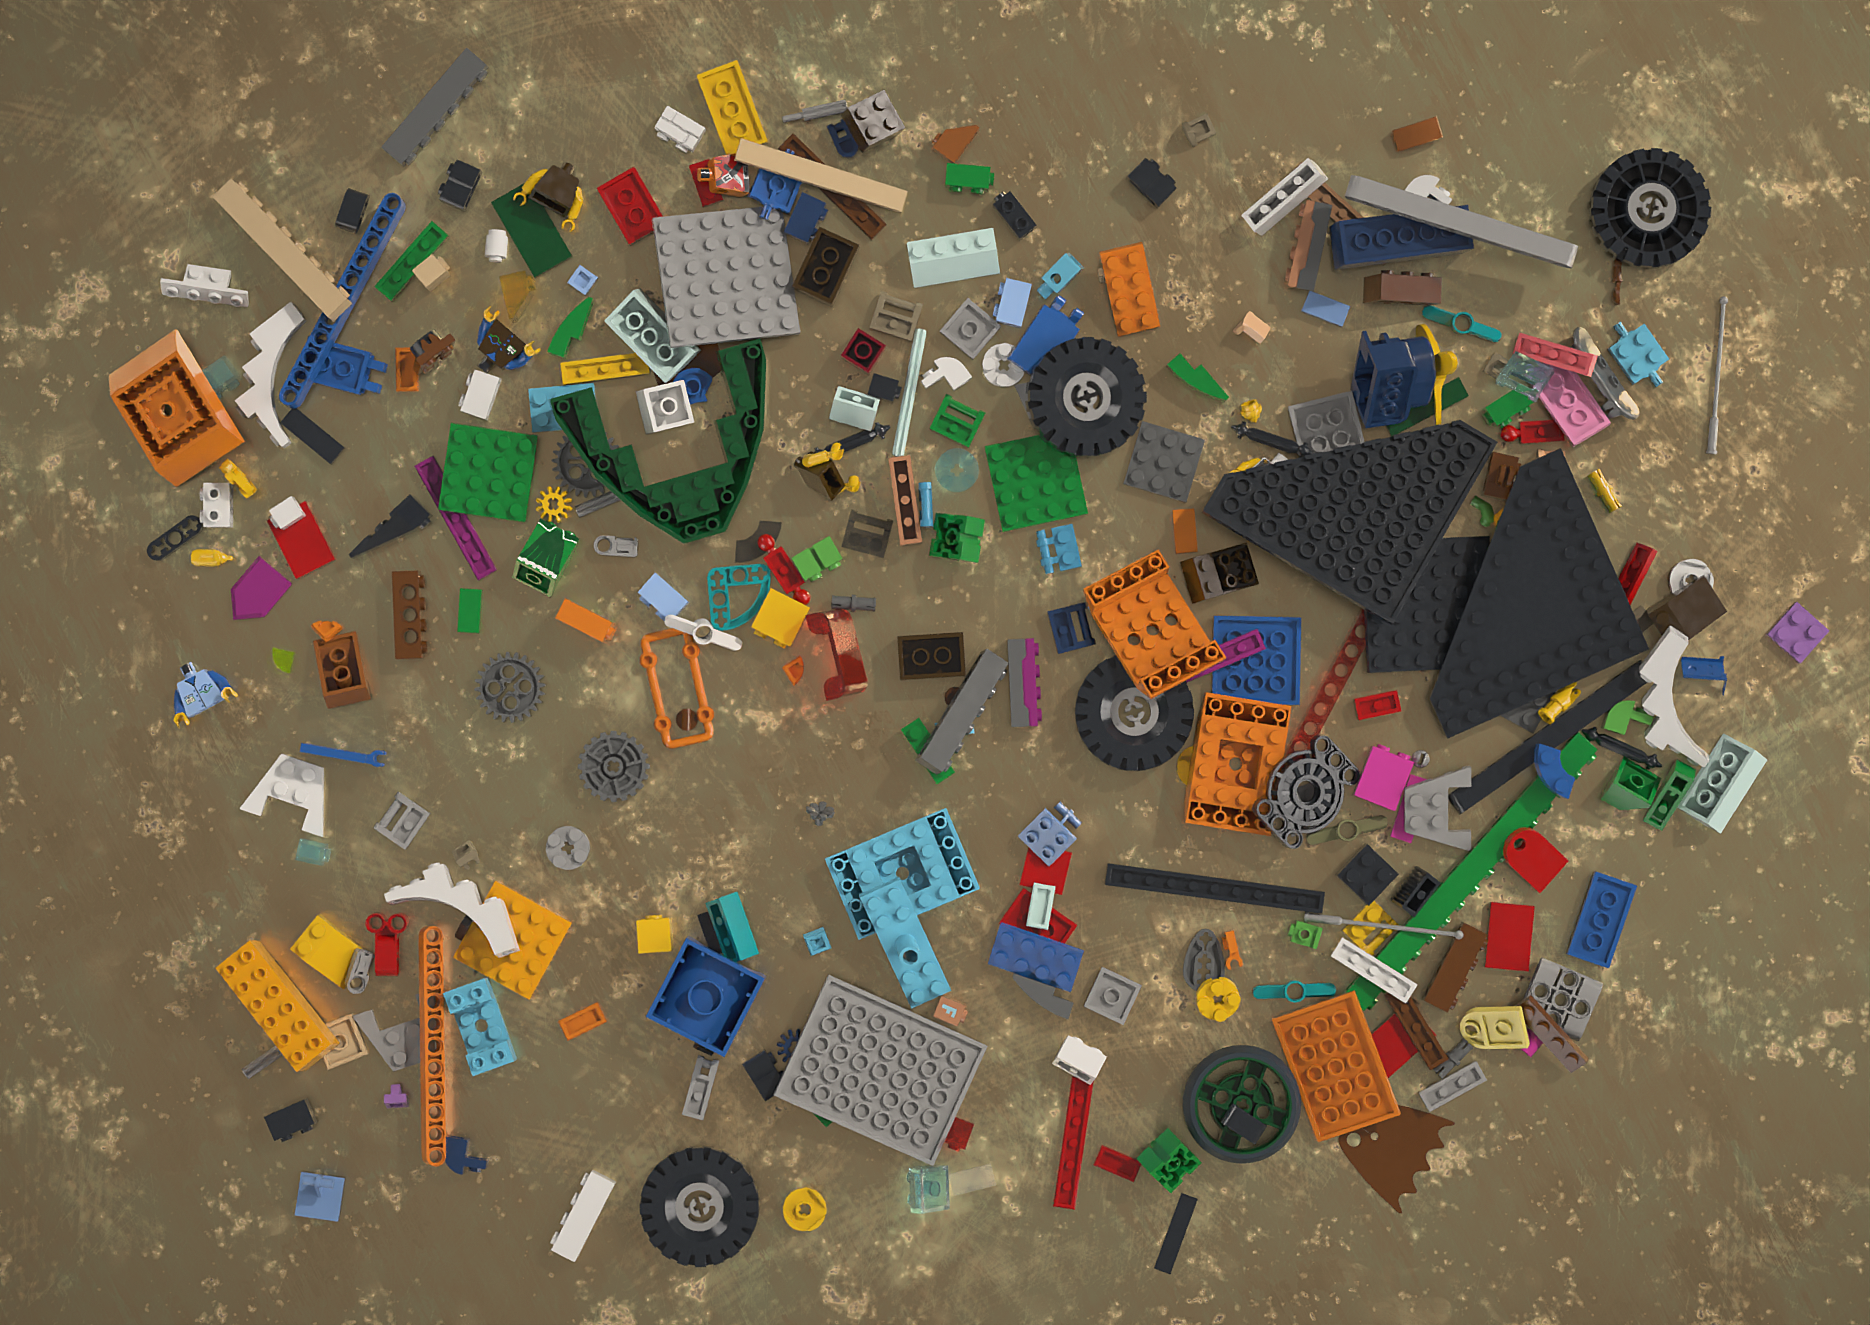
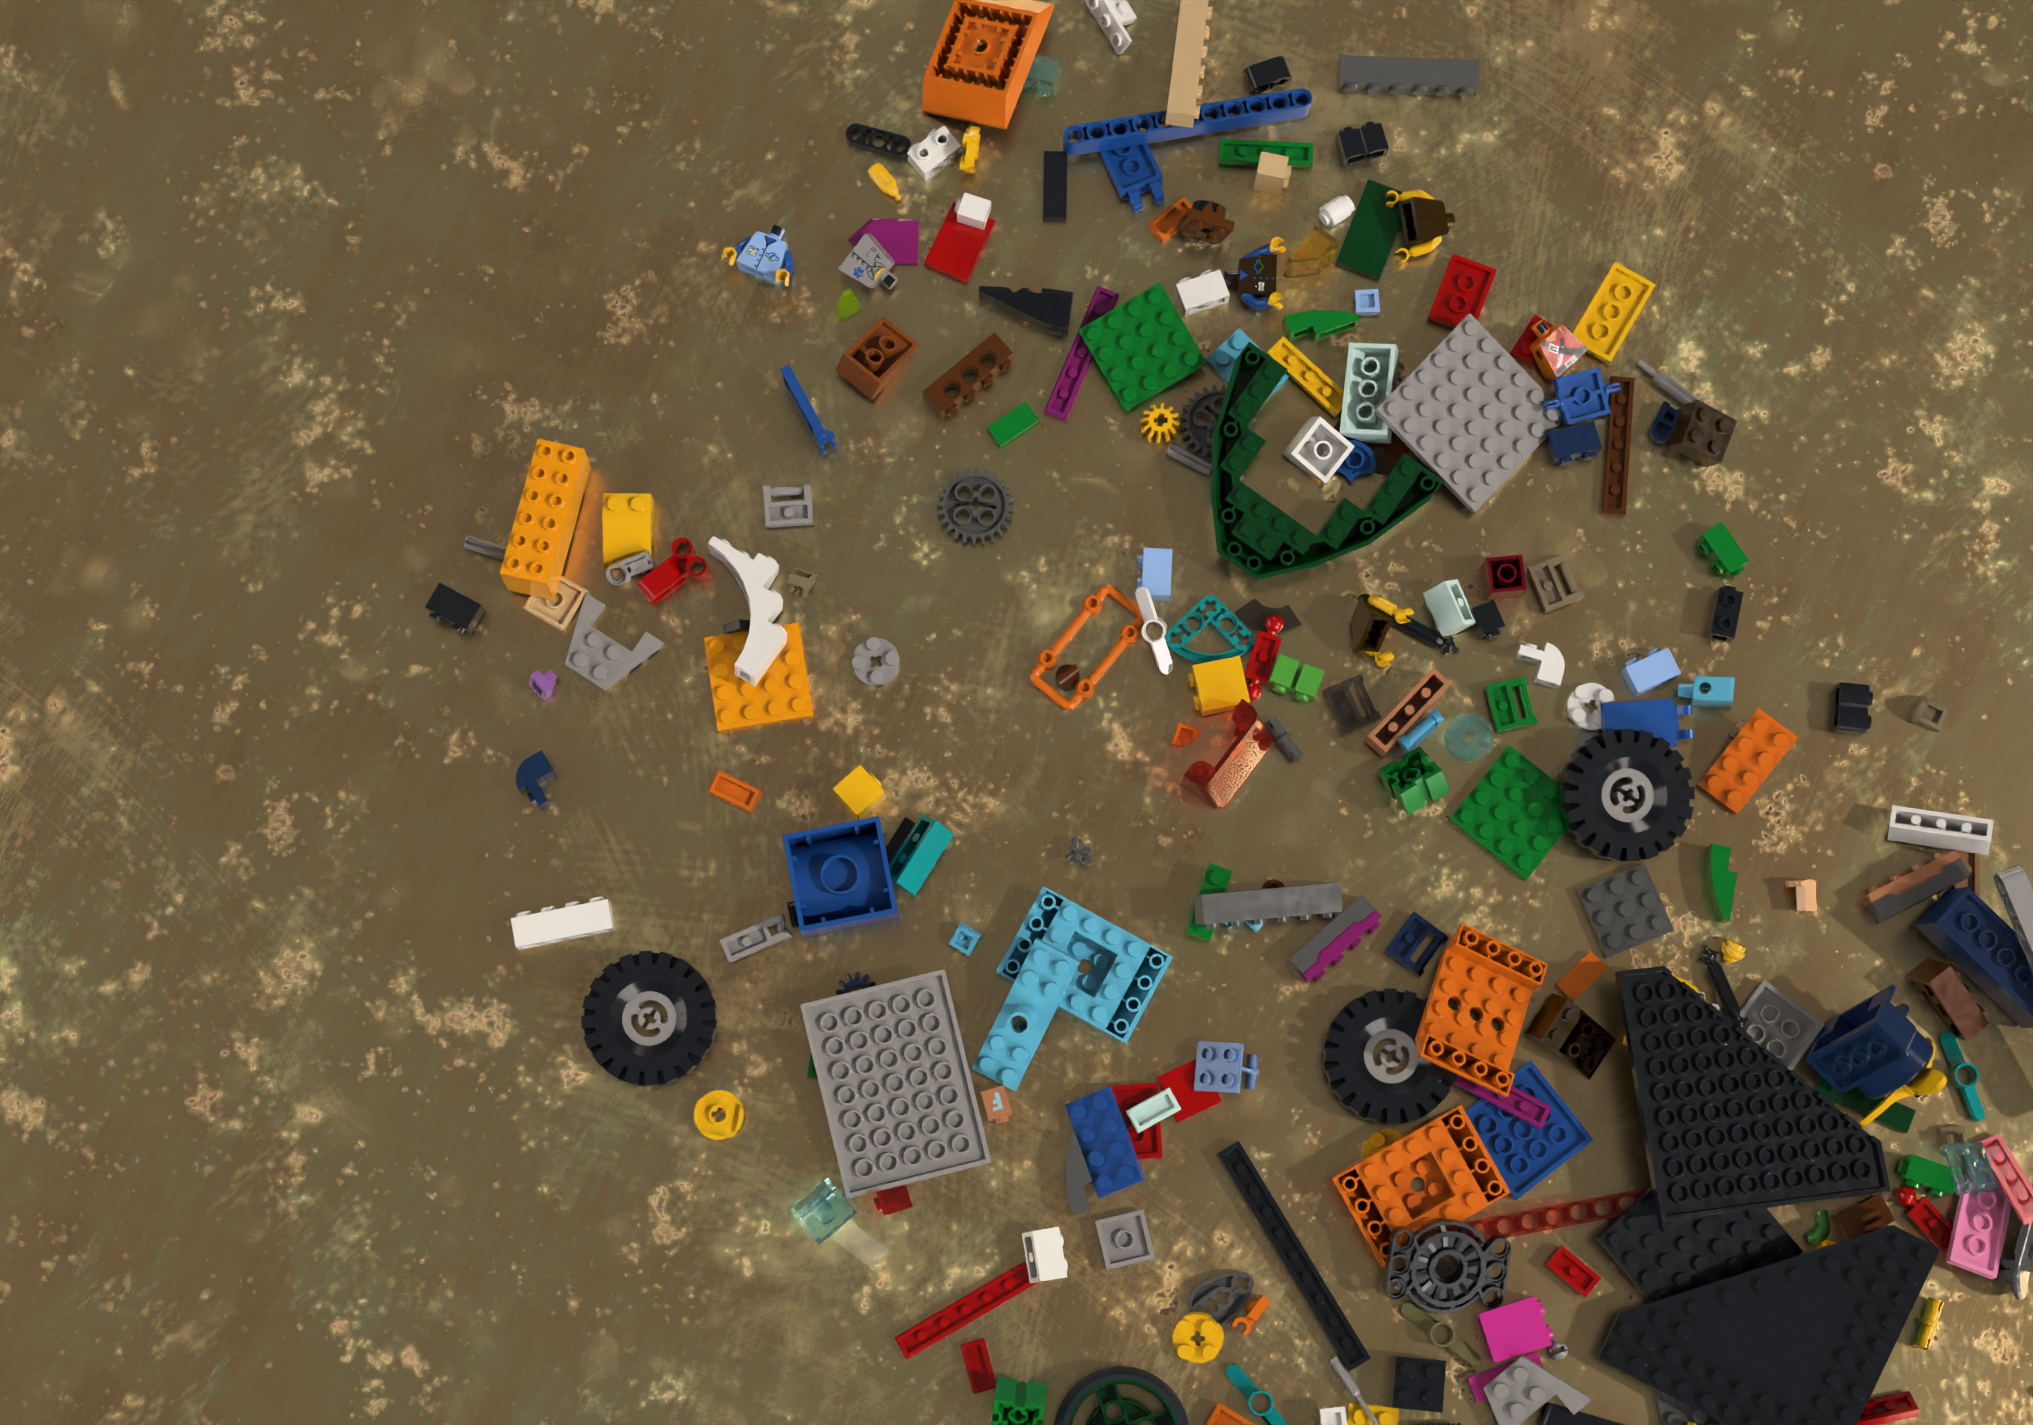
camera: 50 degrees right, 10 degrees down
(259, 400) = (1106, 92): white arch -> none
(267, 620) = (870, 263): none -> light grey torso
(294, 783) = (749, 393): white wing -> none
(312, 851) = (702, 451): clear light blue brick -> none
(319, 1196) = (406, 685): medium blue plate -> none
(326, 629) = (900, 320): orange tile -> none
(438, 1054) = (600, 679): orange beam -> none
(487, 1048) = (676, 684): medium azure plate -> none
(545, 557) = (1109, 449): slope -> none
(586, 621) = (1083, 523): orange brick -> none
(615, 749) = (960, 652): dark grey piece -> none
(618, 547) = (1167, 505): light grey piece -> none
(679, 129) = (1558, 283): white brick -> none
(763, 1073) = (811, 982): black brick -> none
(820, 175) = (1620, 426): tan tile -> none
(825, 266) = (1548, 490): dark brown brick -> none
(909, 392) = (1502, 644): light aqua axle -> none
(931, 656) = (1293, 840): dark brown brick -> none
(953, 257) = (1645, 591): light aqua slope -> none
(954, 142) = (1743, 515): dark orange slope -> none
(970, 328) = (1598, 653): light grey plate -> none
(1065, 547) = (1480, 884): dark azure plate -> none
(1313, 937) = (1318, 1381): bright green brick -> none
(1325, 308) = (1873, 945): medium blue tile -> none

